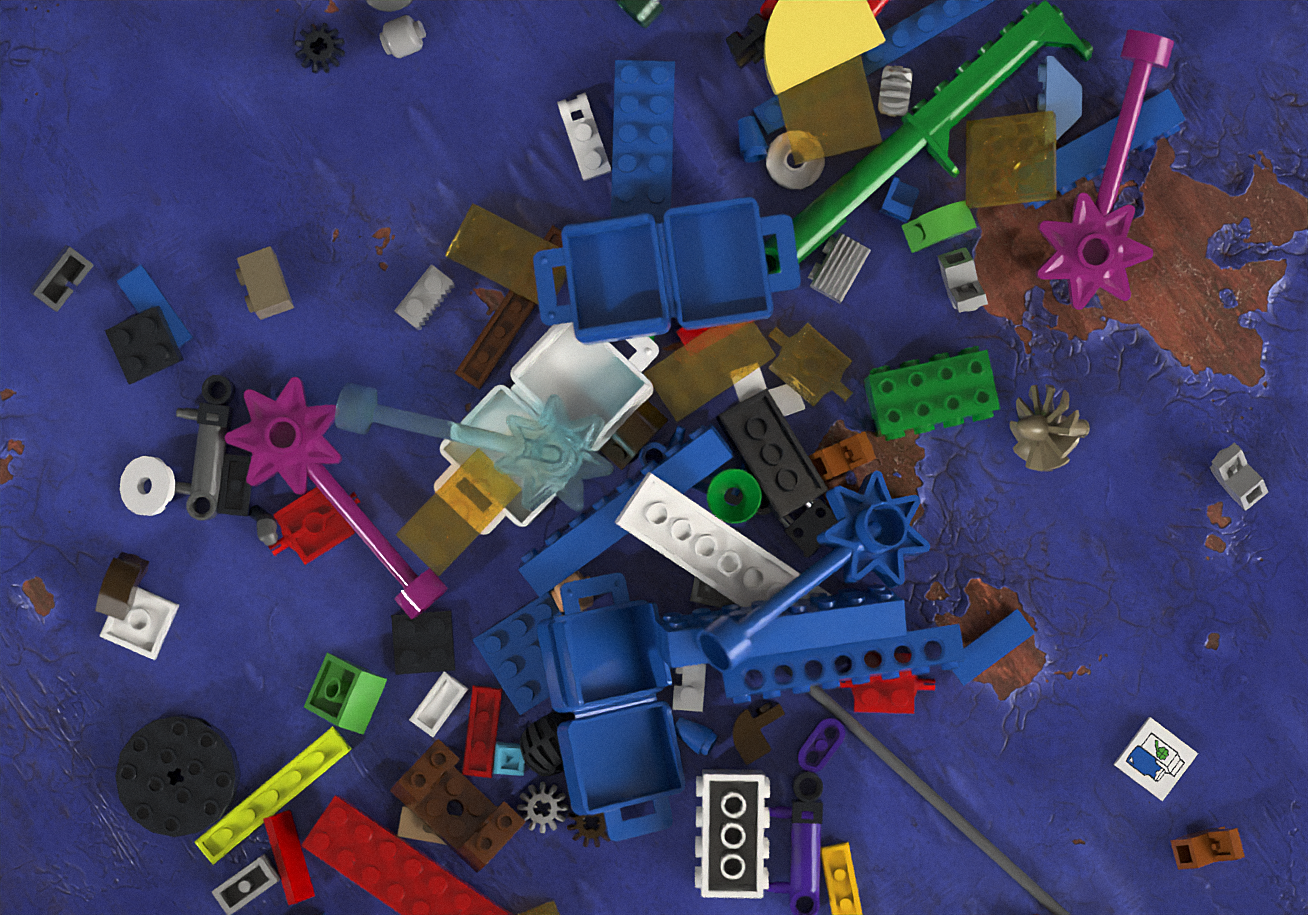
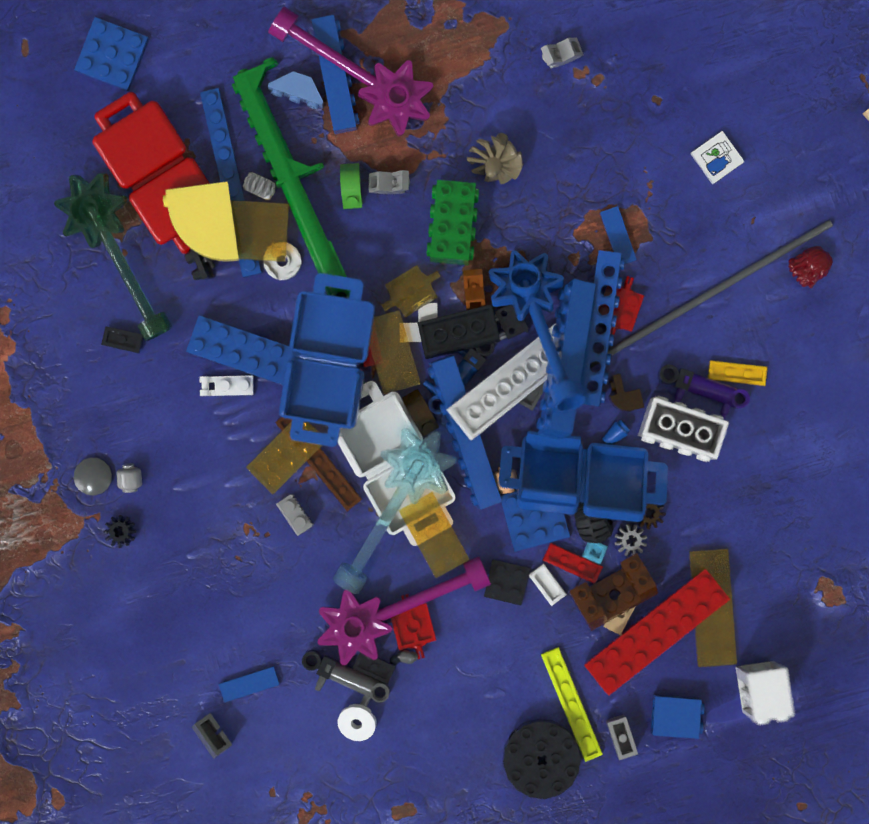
camera: 65 degrees left, 0 degrees up
(120, 585) = (413, 757): dark brown brick -> none
(144, 345) = (269, 697): black plate -> none
(144, 625) = (438, 753): white tile -> none
(264, 283) = (254, 611): dark tan brick -> none
(289, 857) = (613, 706): red tile -> none
(345, 693) = (523, 640): bright green slope -> none
(690, 693) = (589, 428): light grey brick -> none
(746, 484) = (477, 352): green piece -> none
(751, 141) = (261, 283): blue cone -> none
(822, 745) = (646, 357): dark purple plate -> none
(839, 267) = (357, 255): light grey brick -> none
(899, 200) = (327, 205): blue panel -> none
(1011, 159) = (324, 128): clear yellow plate -> none
(1207, 847) = (780, 143): dark orange brick -> none

